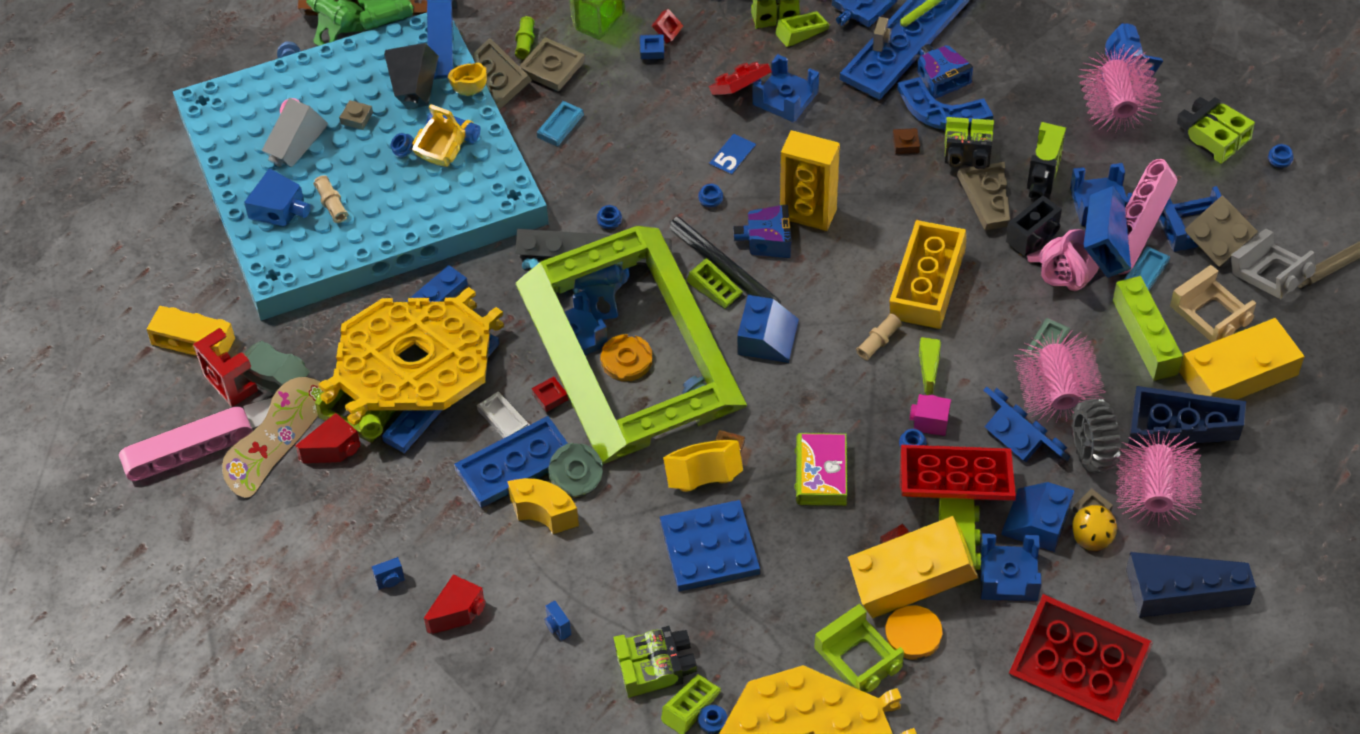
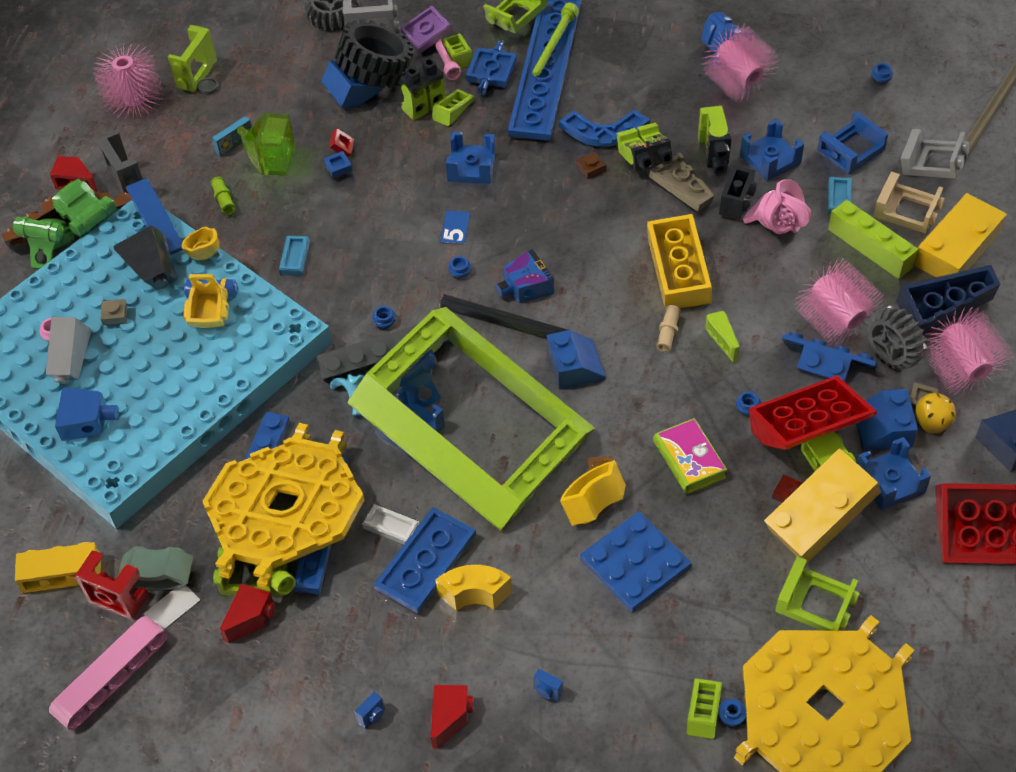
camera: 25 degrees left, 0 degrees up
(287, 48) = (12, 280): medium blue plate -> none
(287, 419) = (195, 610): tan sticker -> none
(330, 199) = (132, 393): tan pin -> none
(402, 144) = (173, 321): blue plate -> none
(503, 74) = (229, 231): dark tan wing -> none
(549, 394) = (421, 487): red plate -> none
(552, 63) = (259, 208): dark tan plate -> none
(575, 469) = (484, 543): sand green tile -> none
(626, 357) = (468, 429): light orange tile -> none
(652, 660) = (651, 683): hips -> none
(693, 383) = (542, 430): medium blue plate -> none
(698, 282) = (500, 329): lime slope -> none
(743, 76) = (429, 163): red plate -> none
(809, 179) = (547, 218): yellow brick -> none
(881, 34) = (526, 87): dark tan plate -> none
(914, 630) = (848, 560): light orange tile -> none
(931, 414) = (751, 374): dark pink brick -> none
(943, 70) = (587, 98): blue torso -> none
(1047, 329) = (798, 275): sand green tile -> none
(1107, 232) = (804, 173): blue slope -> none
(1147, 205) = (815, 155): bright pink beam -> none
(1216, 127) = (822, 68): lime hips -> none
(1220, 231) = (881, 143): dark tan plate -> none

